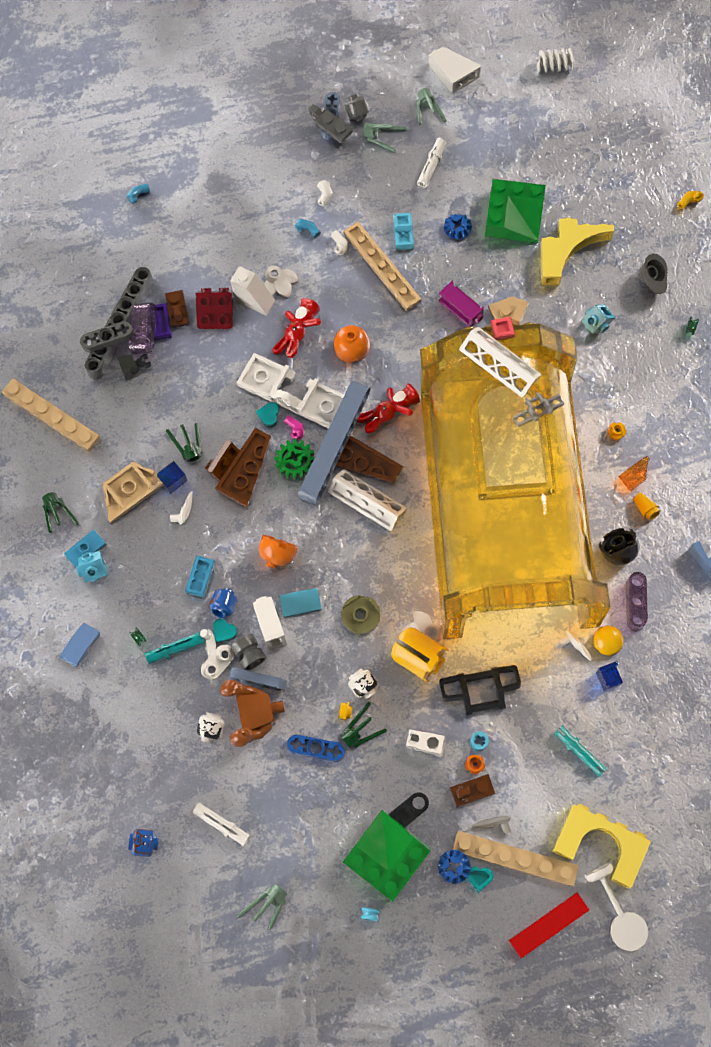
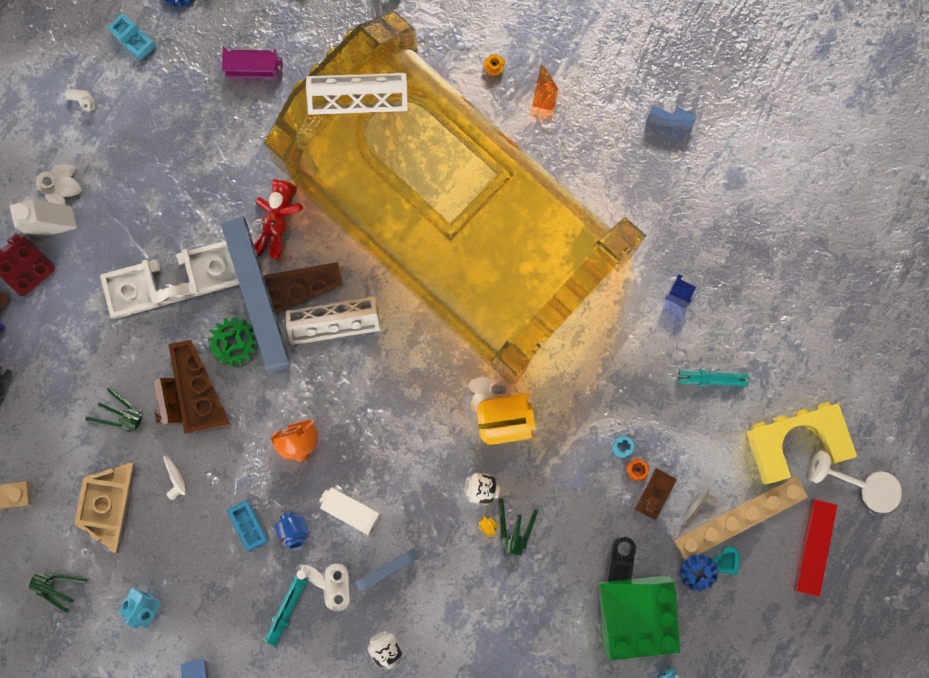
camera: 50 degrees left, 10 degrees up
(89, 544) = (115, 592): dark azure plate -> none
(137, 636) = (242, 631): clear green bush -> none
(172, 477) = (134, 459): clear blue panel -> none
(223, 631) = (315, 554): teal tile -> none
(248, 652) = (356, 554): dark grey wheel -> none
(254, 710) = (411, 600): dark orange torso -> none
(268, 414) = (168, 320): teal tile -> none
(295, 330) = (119, 219): red animal -> none
(297, 427) = (206, 309): dark pink arm -> none
(300, 602) = (360, 467): medium azure slope -> none
(309, 225) = (36, 105): dark azure arm -> none
(326, 192) = (22, 59): white arm -> none
(329, 757) = (504, 565): blue beam -> none
(351, 344) = (183, 187): orange cylinder -> none
(361, 604) = (415, 419): olive plate -> none
(382, 266) = (143, 87): tan plate -> none
(426, 742) = (581, 490): white leg -> none
(493, 673) = (562, 405): black bar -> none
(502, 328) = (330, 58): coral tile -> none
(509, 307) = (301, 35): tan plate -> none
(531, 410) = (436, 97): light grey piece -> none
(570, 637) = (628, 287): white bar -> none
(608, 640) = (651, 260): yellow hair -> none
(620, 546) = (591, 169): black cylinder -> none
(632, 609) = (643, 194): clear purple beam -> none
(647, 507) = (580, 112): yellow cone -> none

